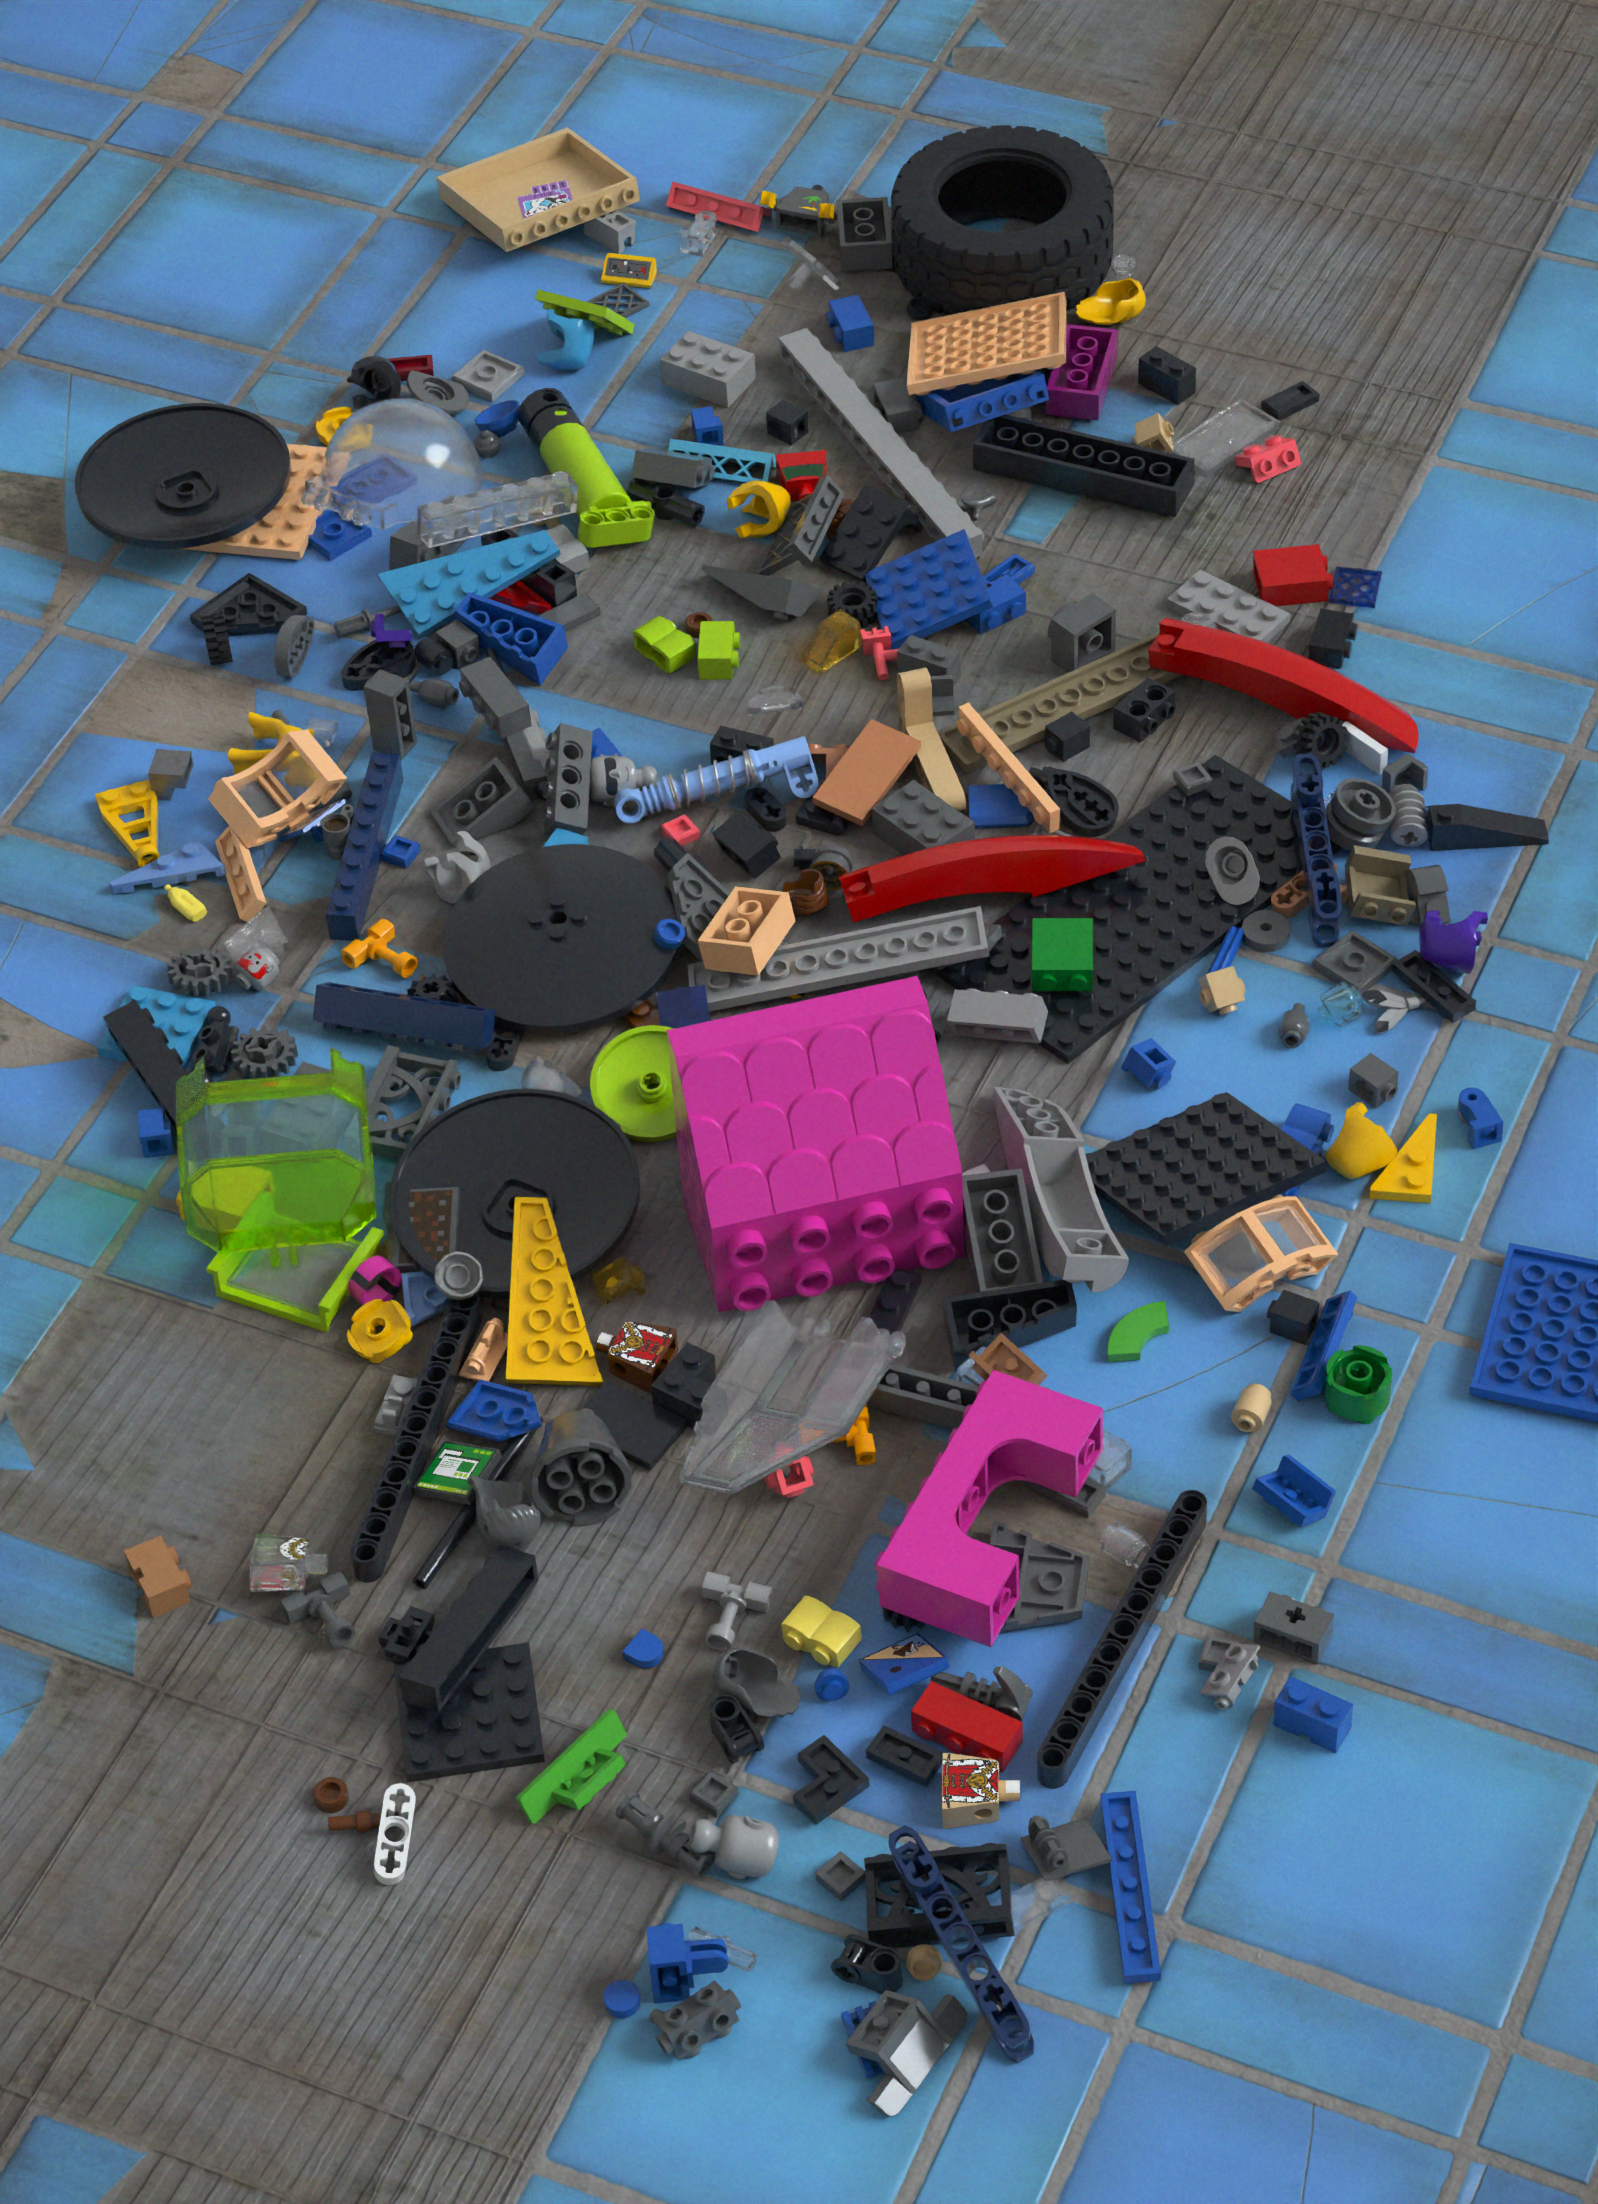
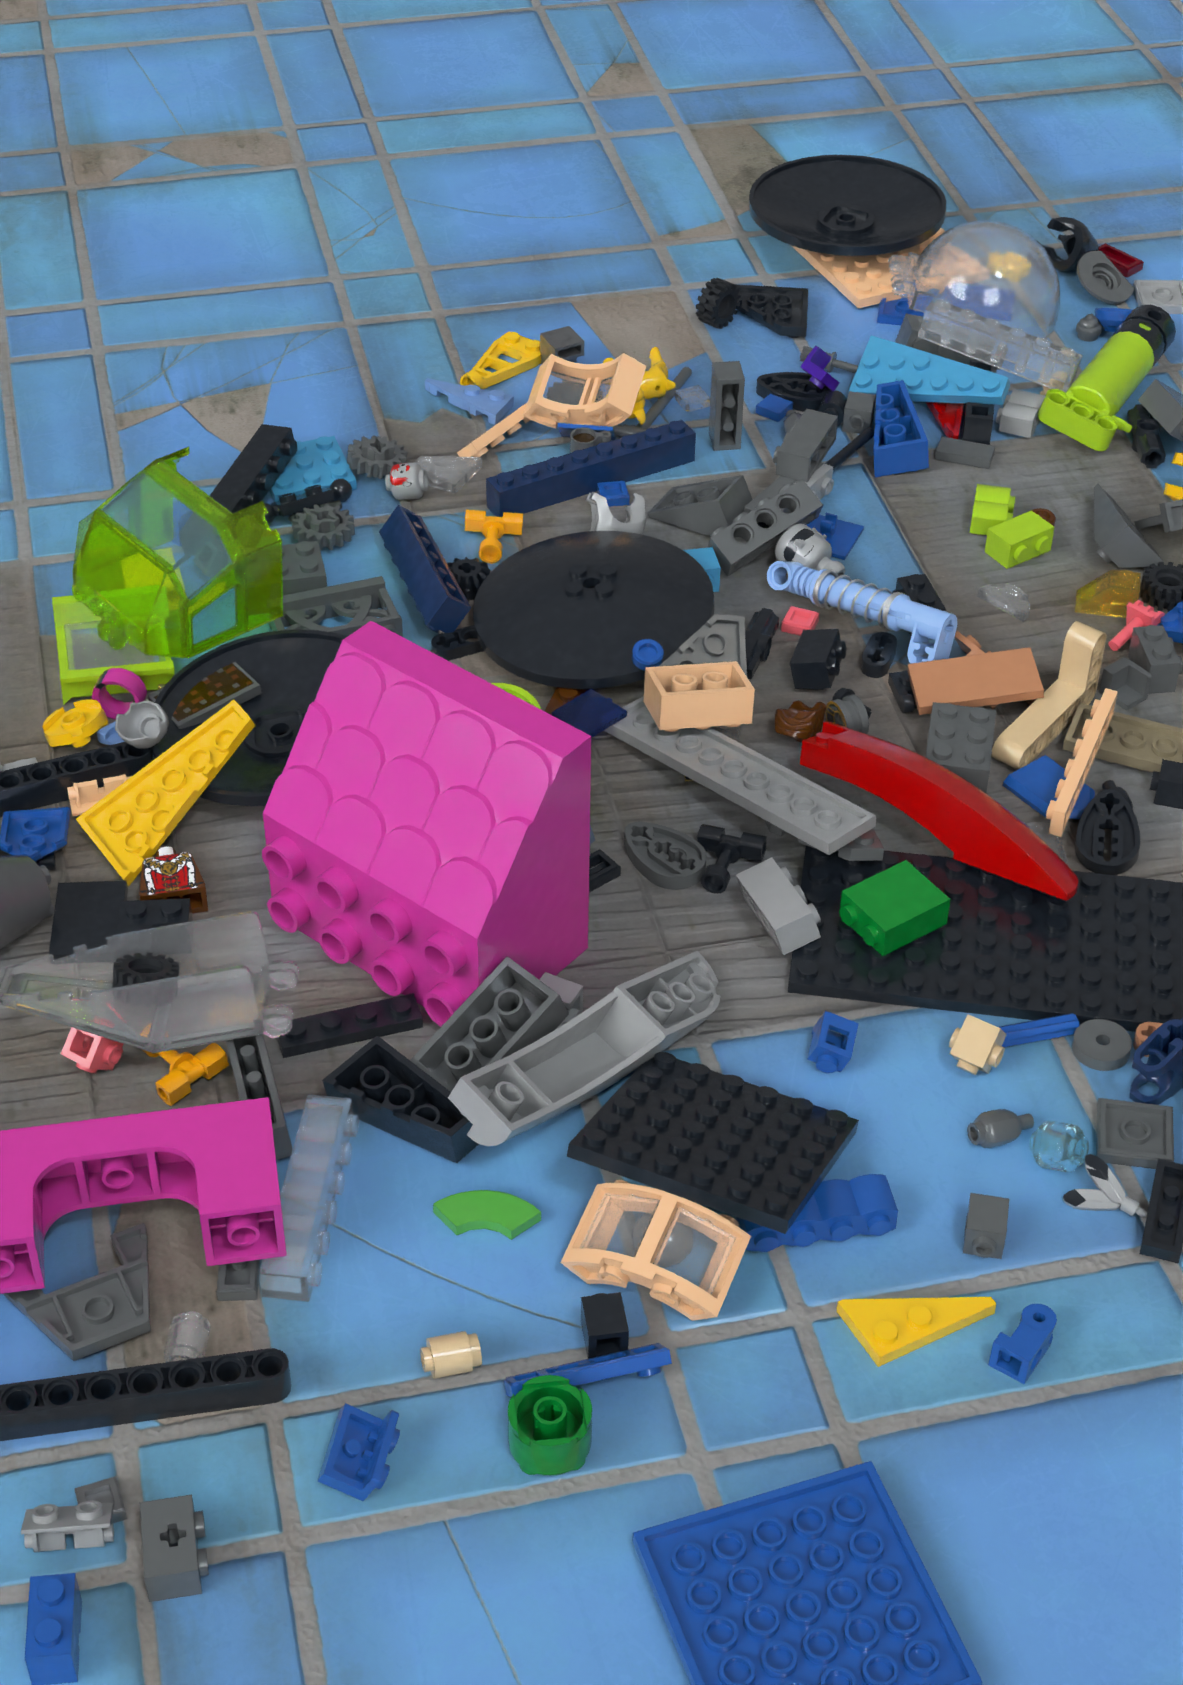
camera: 50 degrees right, 5 degrees down
(186, 903) = (446, 422): light yellow piece -> none
(293, 644) = (754, 325): dark grey piece -> none
(618, 1279) = (247, 830): clear yellow bracket -> none
(762, 1404) = (142, 969): none -> black tyre
(1007, 1359) = (318, 1124): medium nougat bracket -> none
(1232, 870) = (1131, 968): light grey piece -> none
(1360, 1145) = (868, 1256): yellow piece -> none

